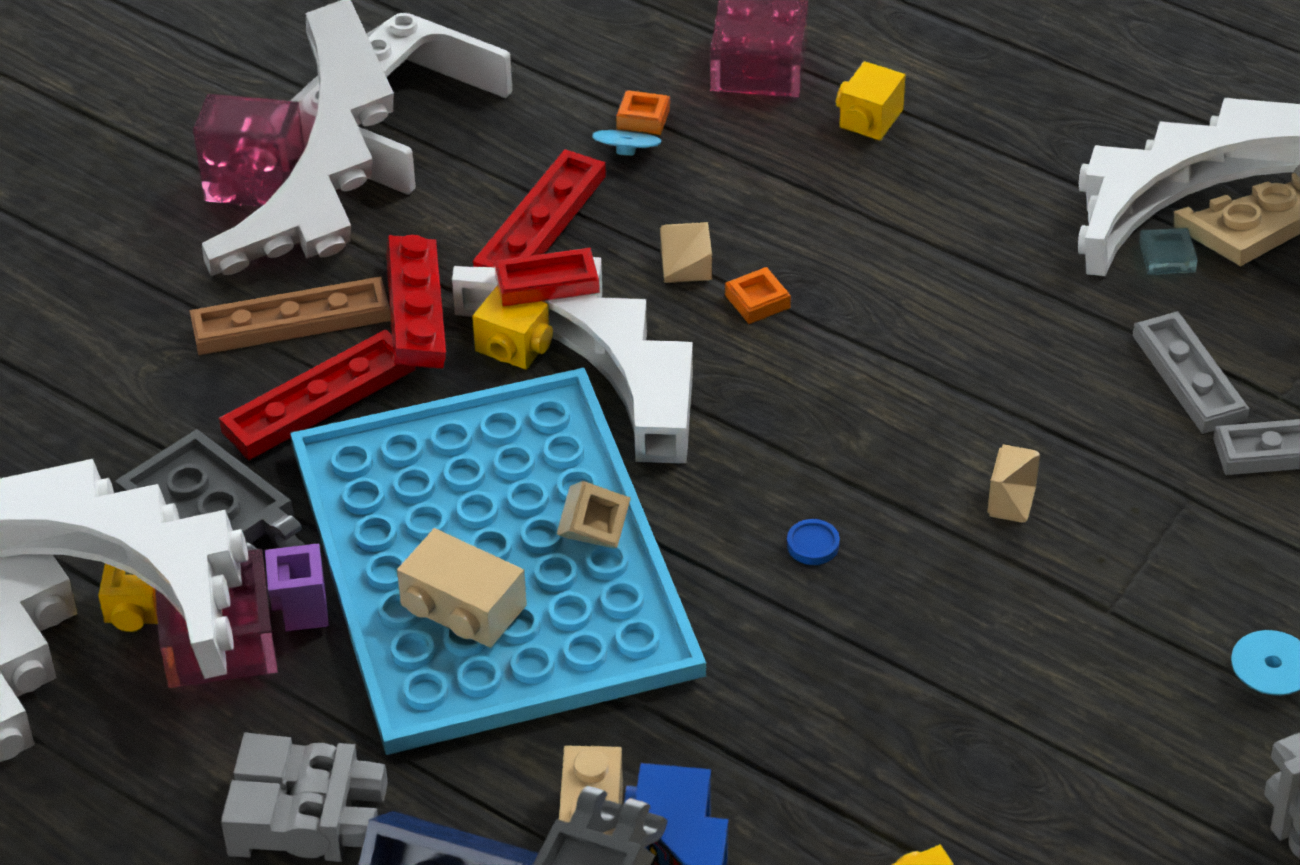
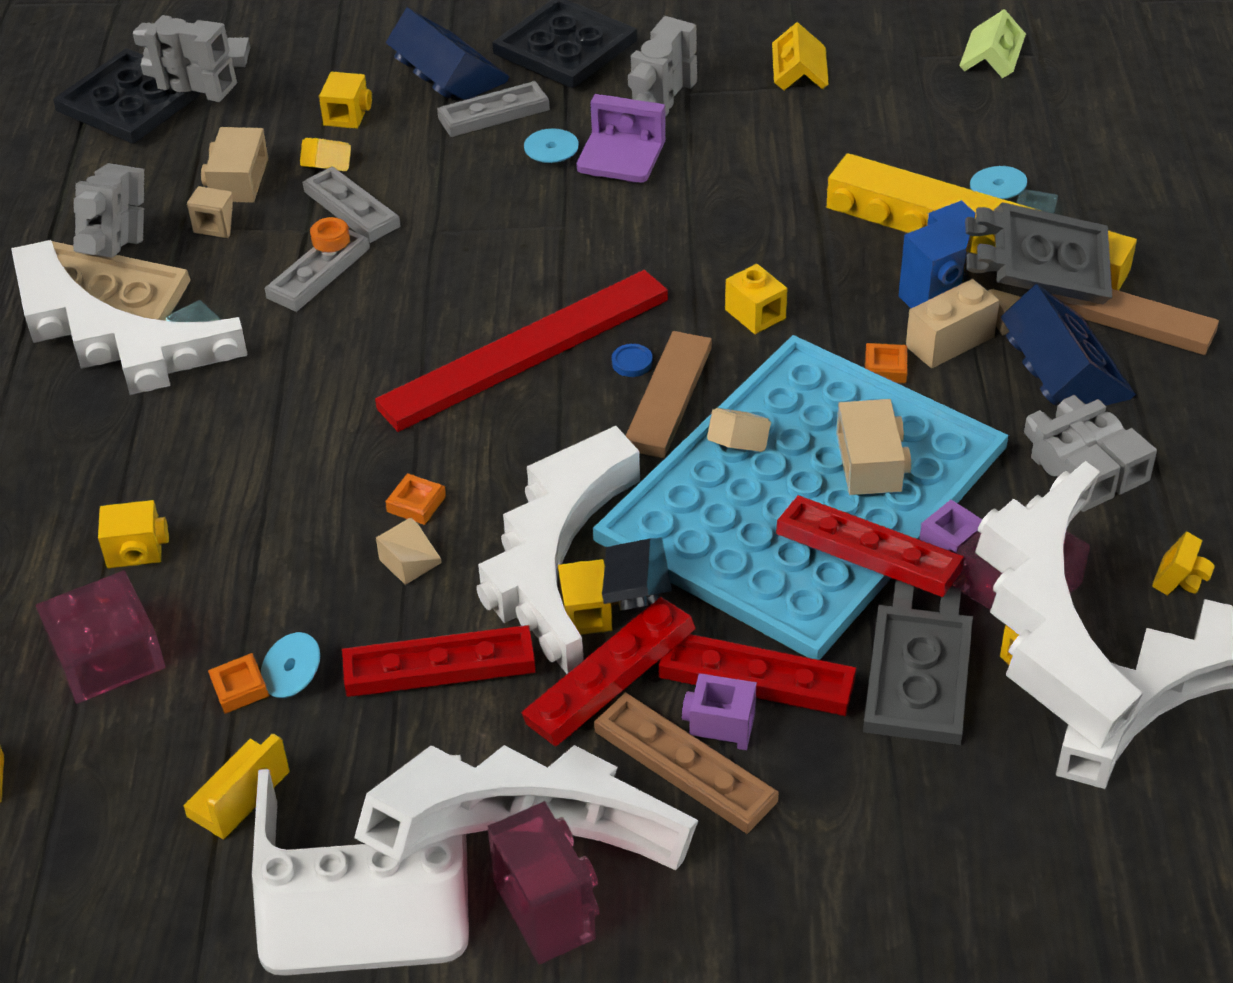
camera: 125 degrees left, 0 degrees up
(89, 760) = (1183, 566): none -> yellow tile
(299, 341) = (721, 709): none -> medium lavender brick
(349, 507) = (870, 545): none -> red plate
(480, 339) = (635, 573): none -> black slope
(535, 73) = (233, 789): none -> yellow panel
(546, 277) = (535, 573): red tile -> none
(608, 729) = (887, 361): none -> orange tile
(731, 537) = (668, 393): none -> medium nougat tile
(802, 673) = (755, 298): none -> yellow brick
(905, 473) = (520, 350): none -> red tile
(1013, 483) = (506, 286): tan slope -> none
(1210, 721) = (623, 138): none -> medium lavender bracket
(1223, 382) = (330, 234): none -> orange tile

